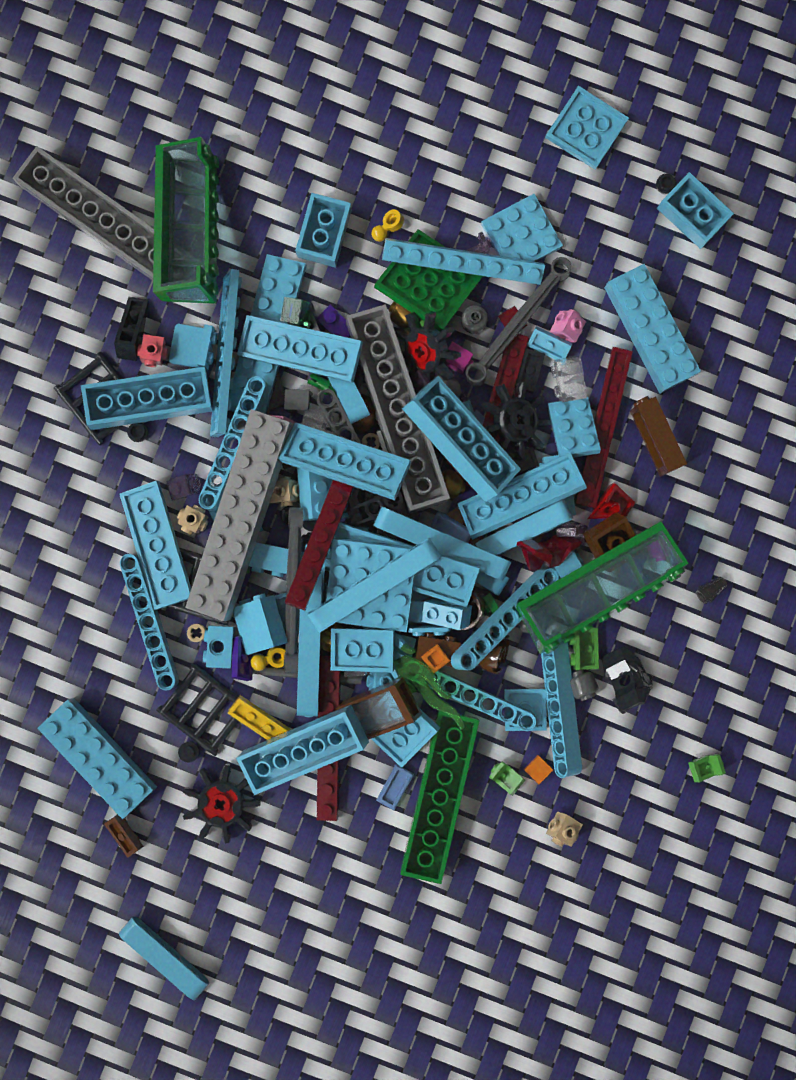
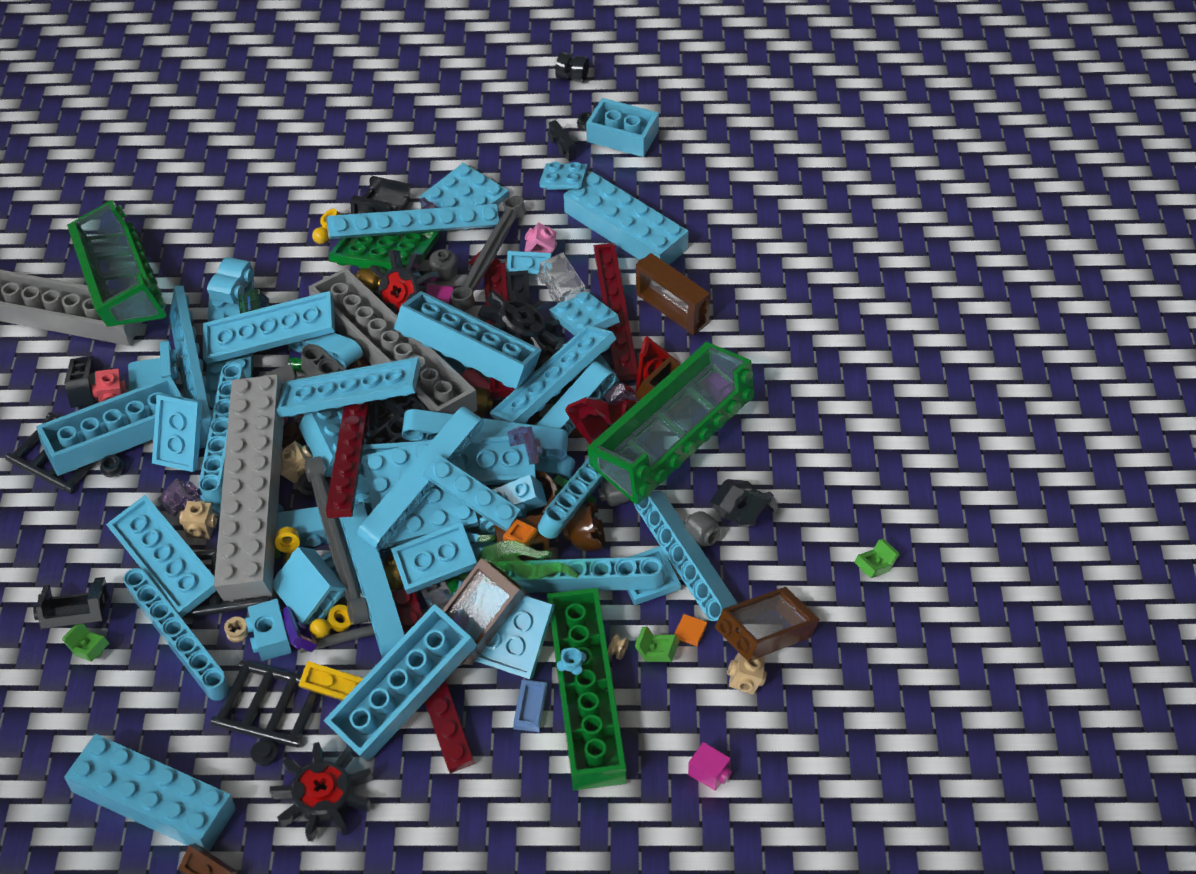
camera: 15 degrees left, 35 degrees down
(75, 569) = (72, 608): none -> black panel
(79, 604) = (84, 643): none -> bright green bracket
(195, 431) = (177, 432): none -> medium azure plate
(256, 578) = (287, 545): none -> yellow plate
(283, 272) = (230, 280): none -> medium azure brick
(323, 230) = (263, 241): medium azure brick -> none
(408, 615) = (471, 492): none -> medium azure plate
(435, 788) = (571, 654): none -> medium azure plate
(444, 218) = (382, 196): none -> black panel
(473, 585) = (525, 436): none -> clear purple bracket
(477, 765) = (618, 646): none -> tan bush
(504, 894) = (709, 767): none -> dark pink brick
(585, 650) = (685, 495): bright green bracket -> none
(586, 127) = (492, 105): medium azure plate -> none
(595, 801) = (766, 623): none -> reddish brown window
(616, 260) = (563, 176): none -> medium azure bracket
(631, 193) = (562, 140): none -> black plate
(679, 107) = (572, 67): none -> black wheel
(710, 590) = (794, 405): clear smoke cone -> none

